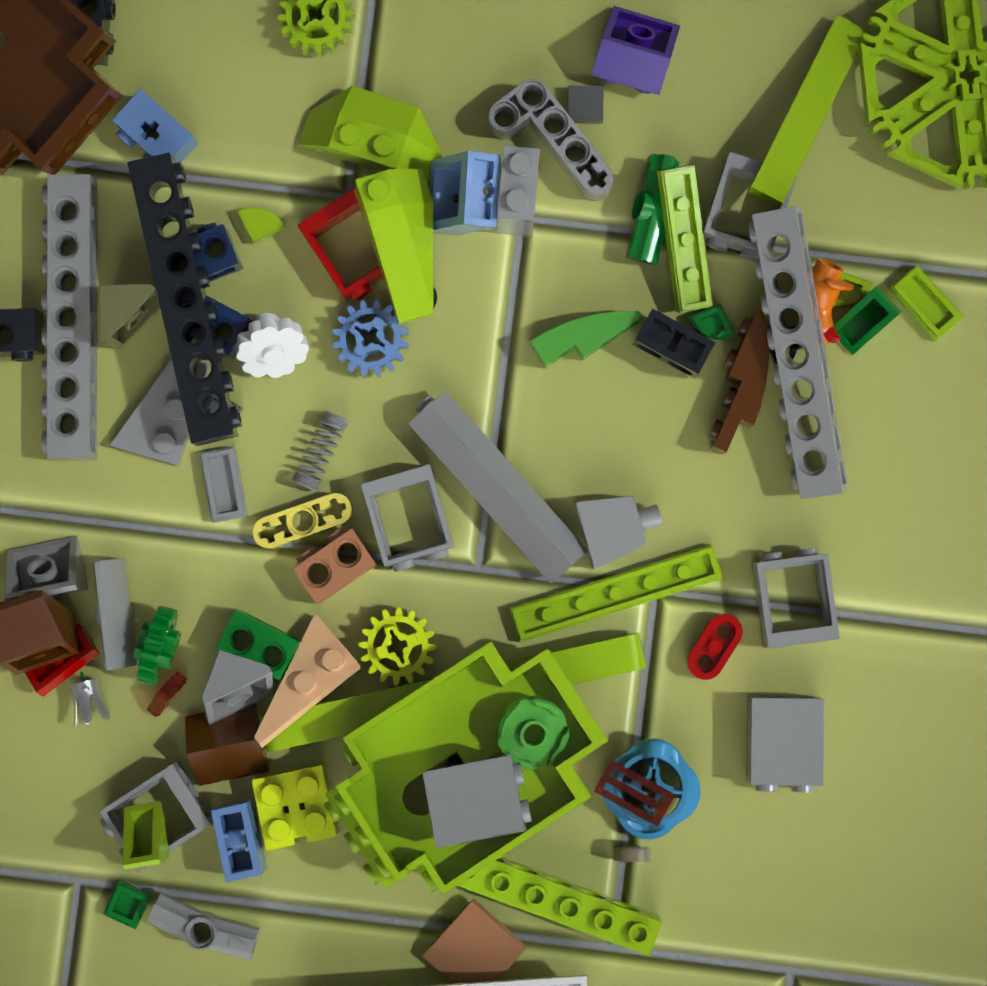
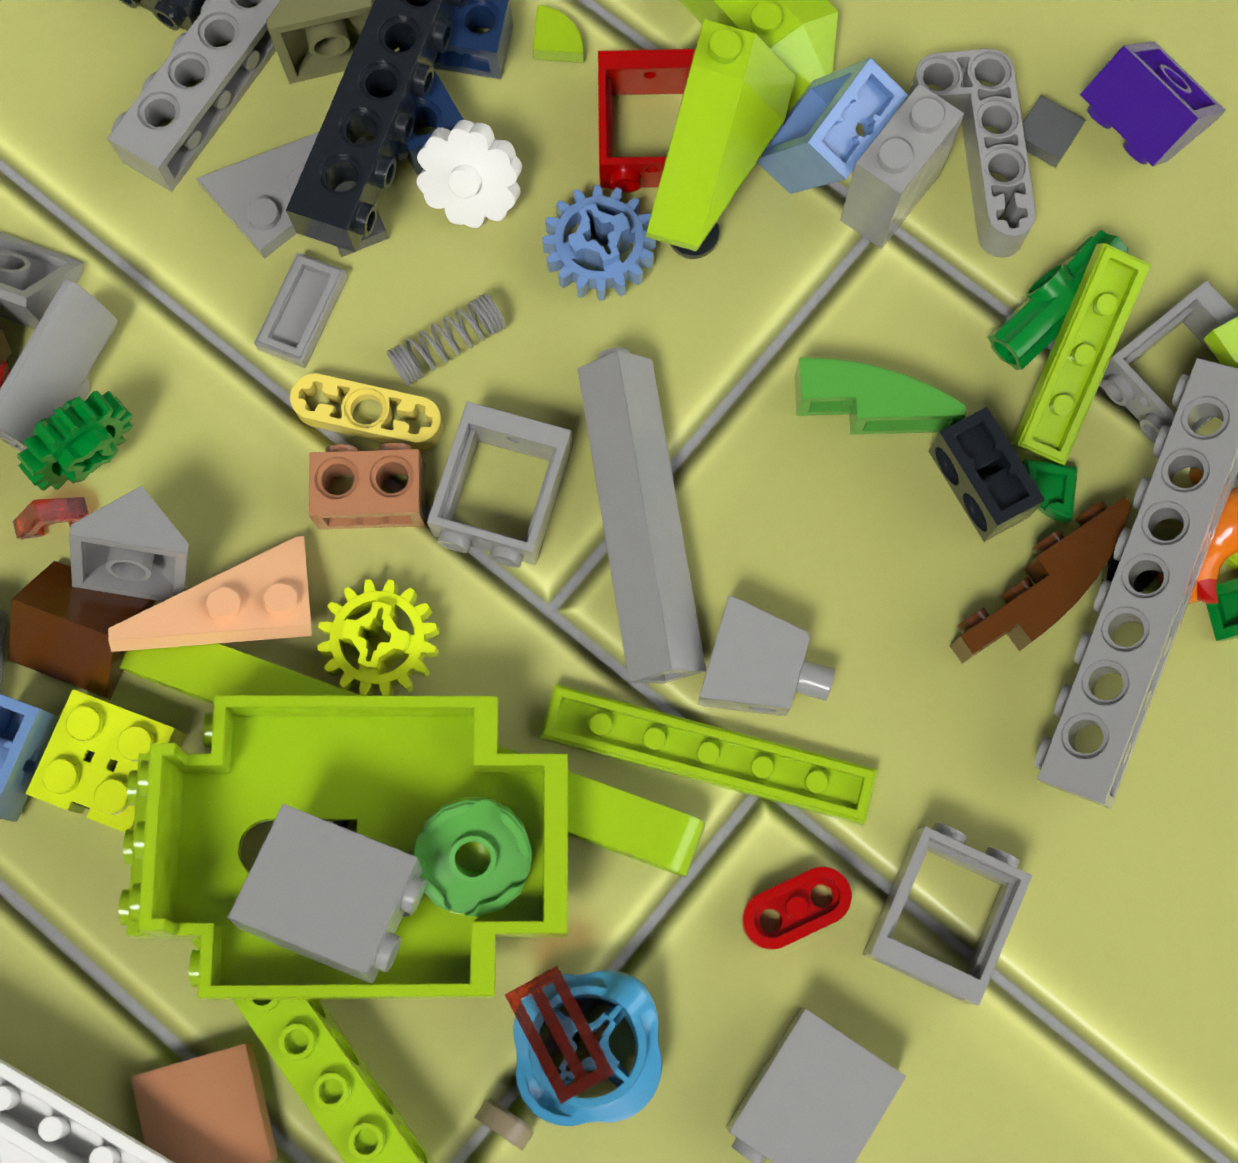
camera: 30 degrees right, 10 degrees down
(262, 637) = (211, 523): green brick -> none

